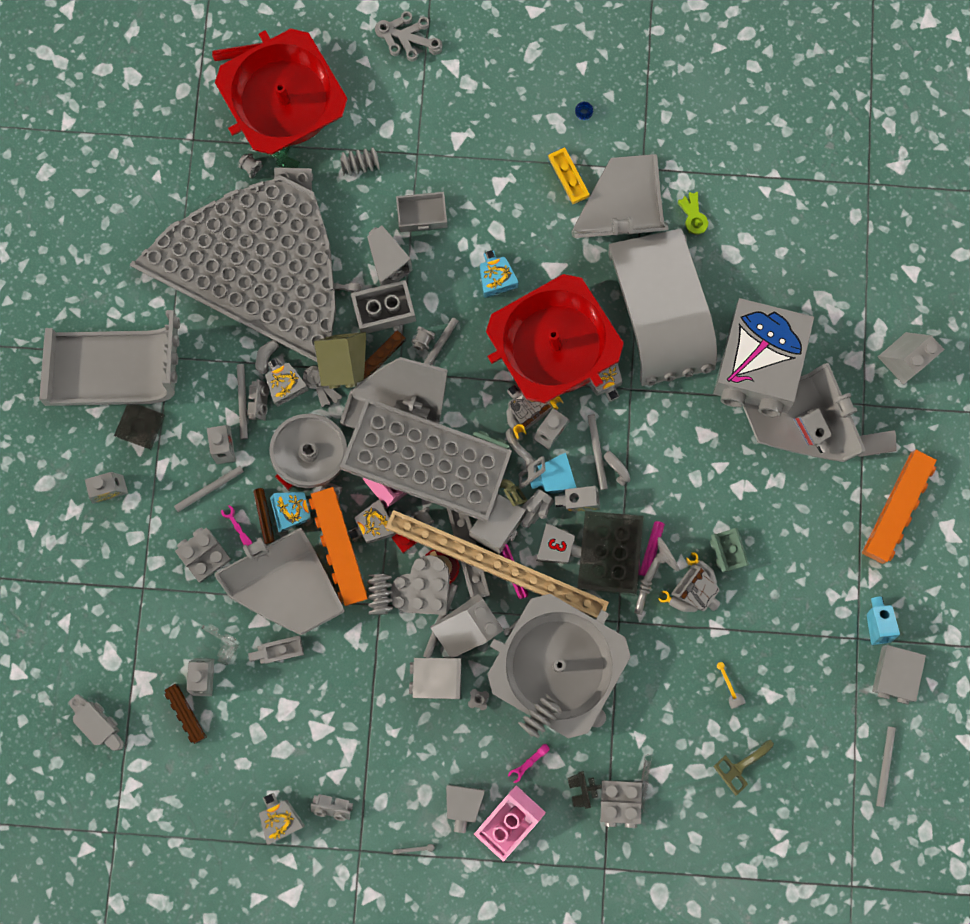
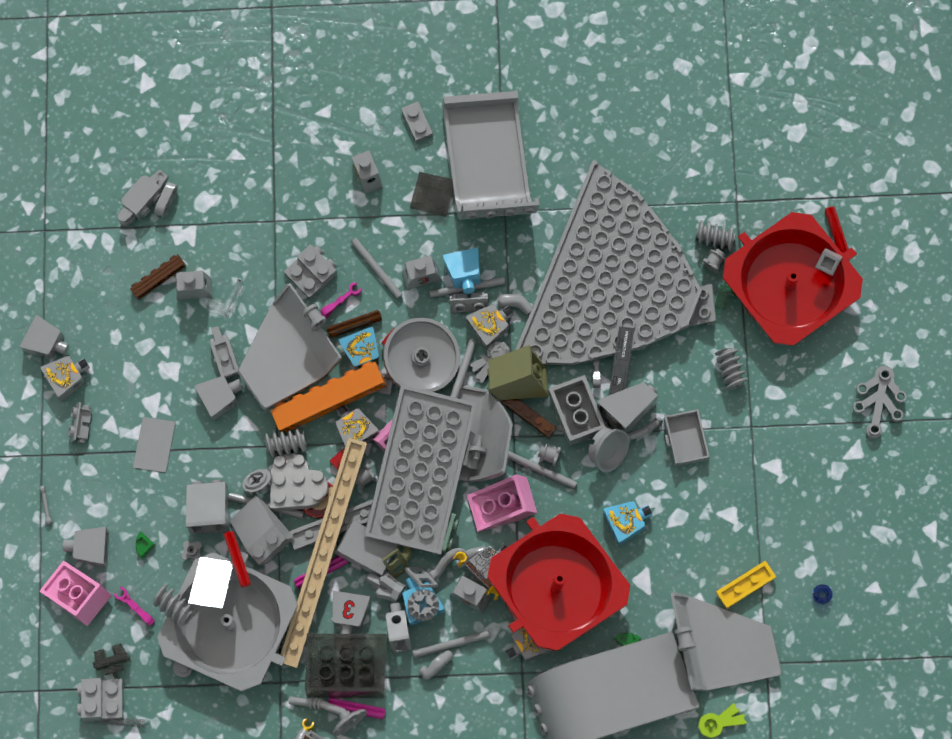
camera: 90 degrees right, 5 degrees down
(59, 433) = (417, 121): none -> light grey plate
(102, 698) = (166, 199): none -> light grey beam
(224, 159) = (715, 235): none -> light grey piece
(224, 401) = (463, 269): none -> medium azure torso
(236, 840) = (43, 339): none -> light grey torso
(270, 54) = (828, 261): none -> light grey slope
(321, 659) = (218, 395): none -> light grey torso
(326, 412) = (463, 368): none -> light grey bar
(340, 260) = (621, 359): none -> flat silver sticker
(362, 731) = (154, 444): none -> light grey sticker
(409, 624) = (262, 476): none -> light grey gear
(420, 276) = (612, 445): none -> light grey piece
(466, 390) = (502, 503): none -> bright pink slope
(466, 749) = (143, 545): none -> green tile
(498, 649) = (237, 559): none -> red axle
(520, 677) = (211, 582): none -> white sticker
(552, 474) = (427, 613): none -> light grey gear
(610, 288) = (627, 638): none -> green tile

